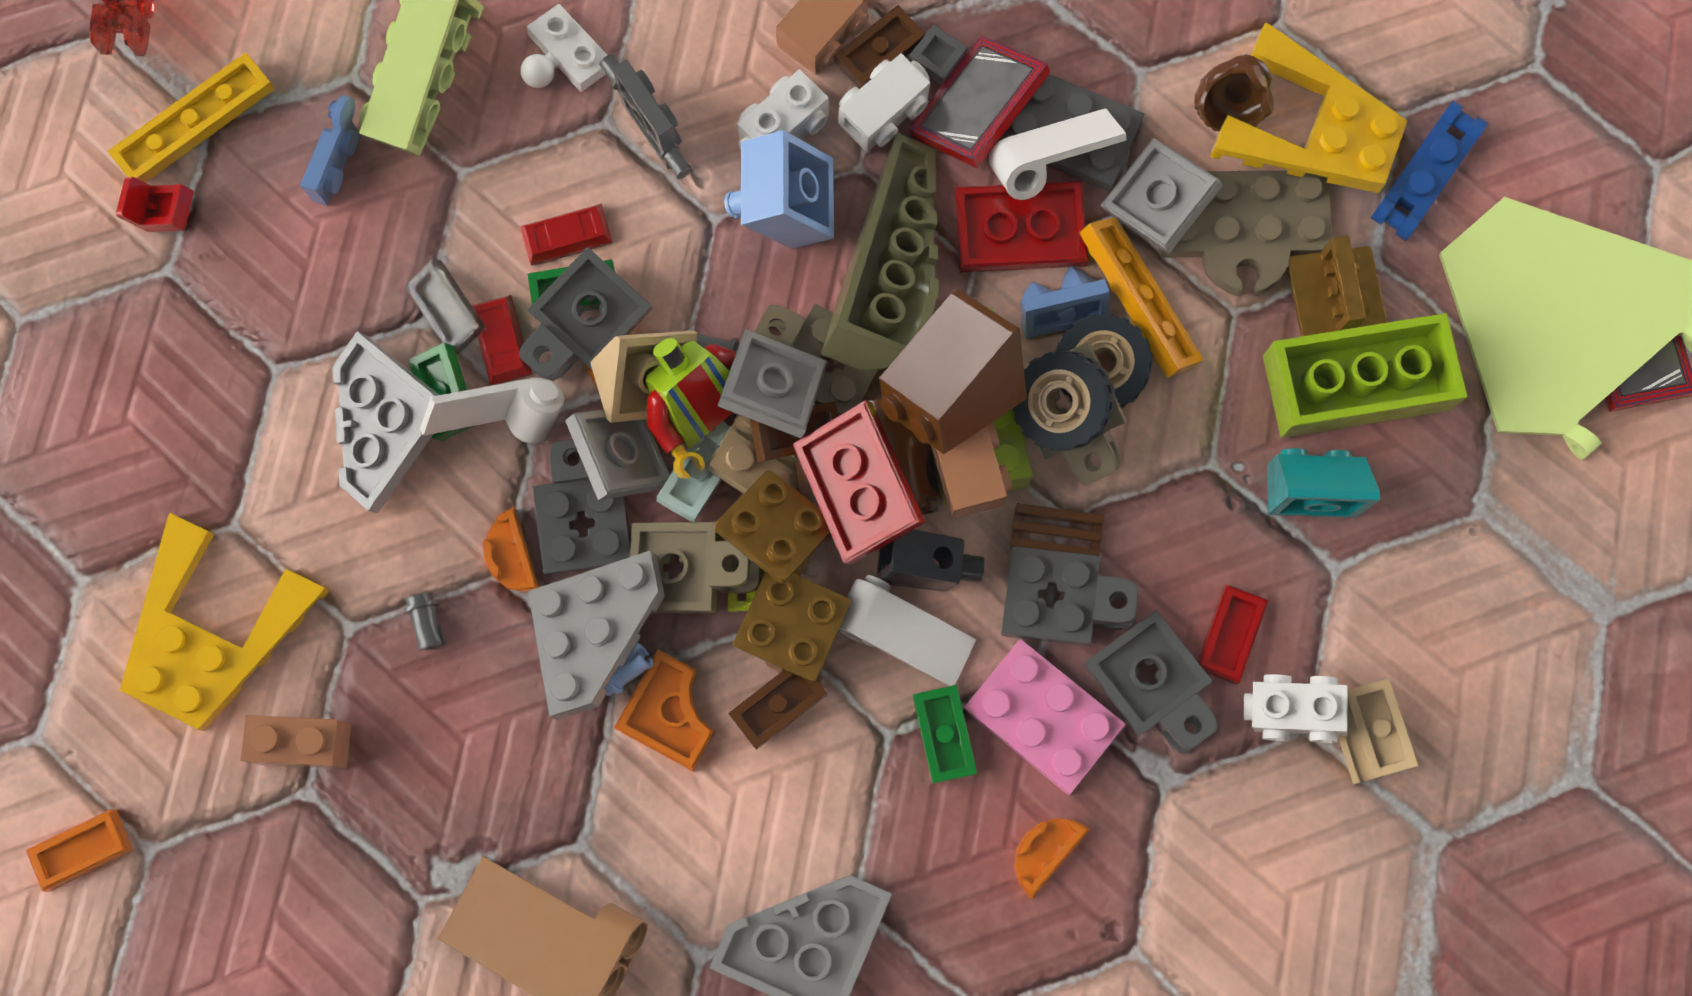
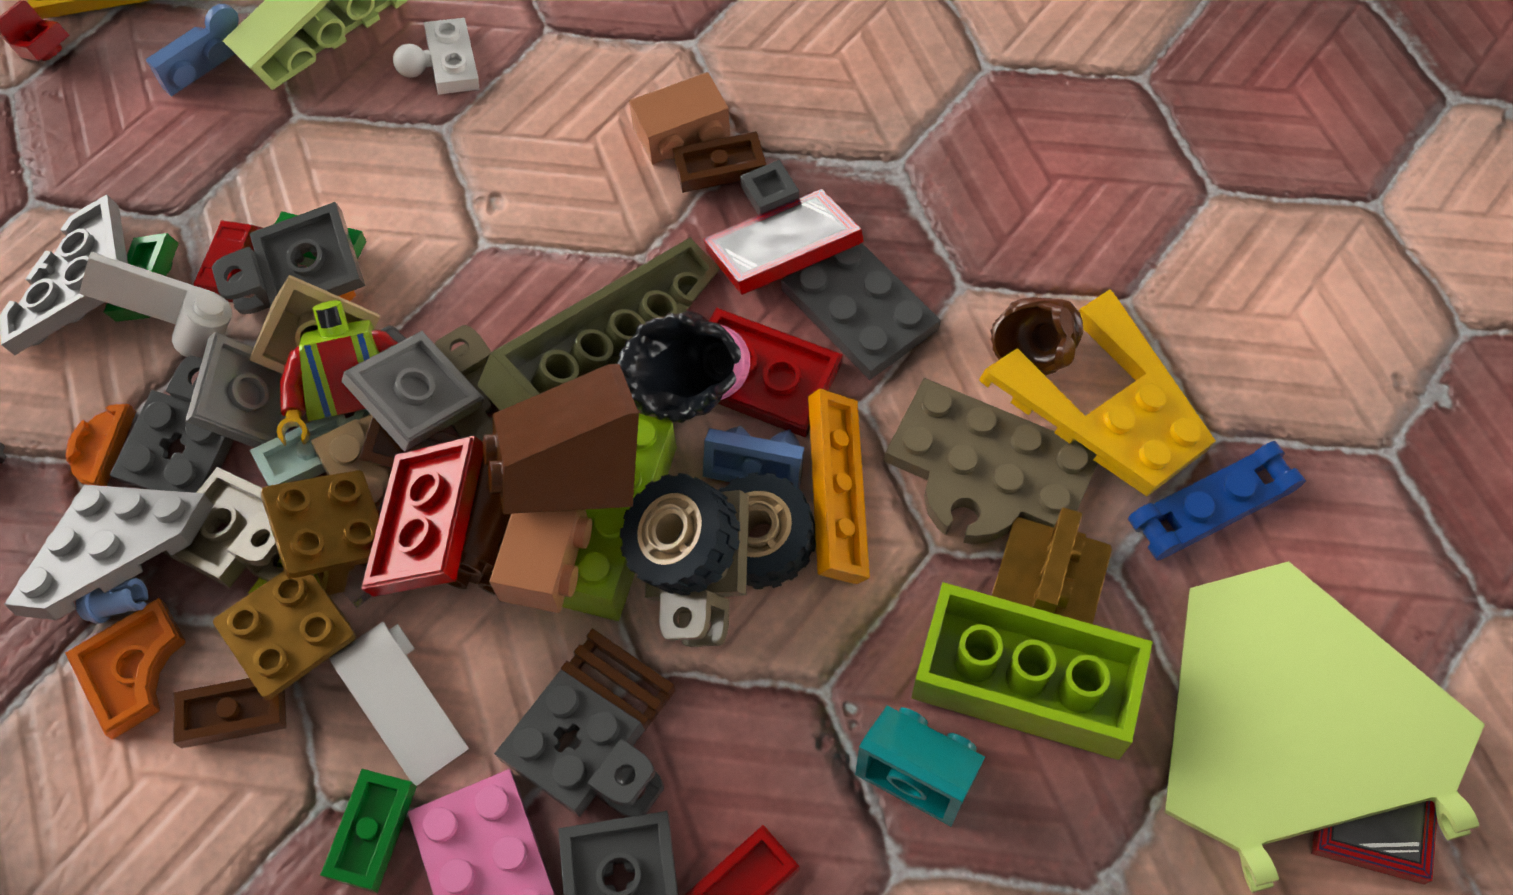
camera: 30 degrees right, 15 degrees down
(445, 306) = (197, 210): clear smoke tile -> none
(566, 234) = (357, 199): red tile -> none
(654, 121) = (469, 125): dark grey plate -> none
(784, 190) = (546, 233): light blue brick -> none
(792, 106) = (591, 182): white brick -> none
(893, 93) = (691, 203): white brick -> none
(911, 563) = (443, 621): black torso -> none
(983, 257) = (683, 365): none -> black hair
(1022, 158) = (785, 300): white door -> none
(1161, 195) = (911, 398): light grey tile -> none

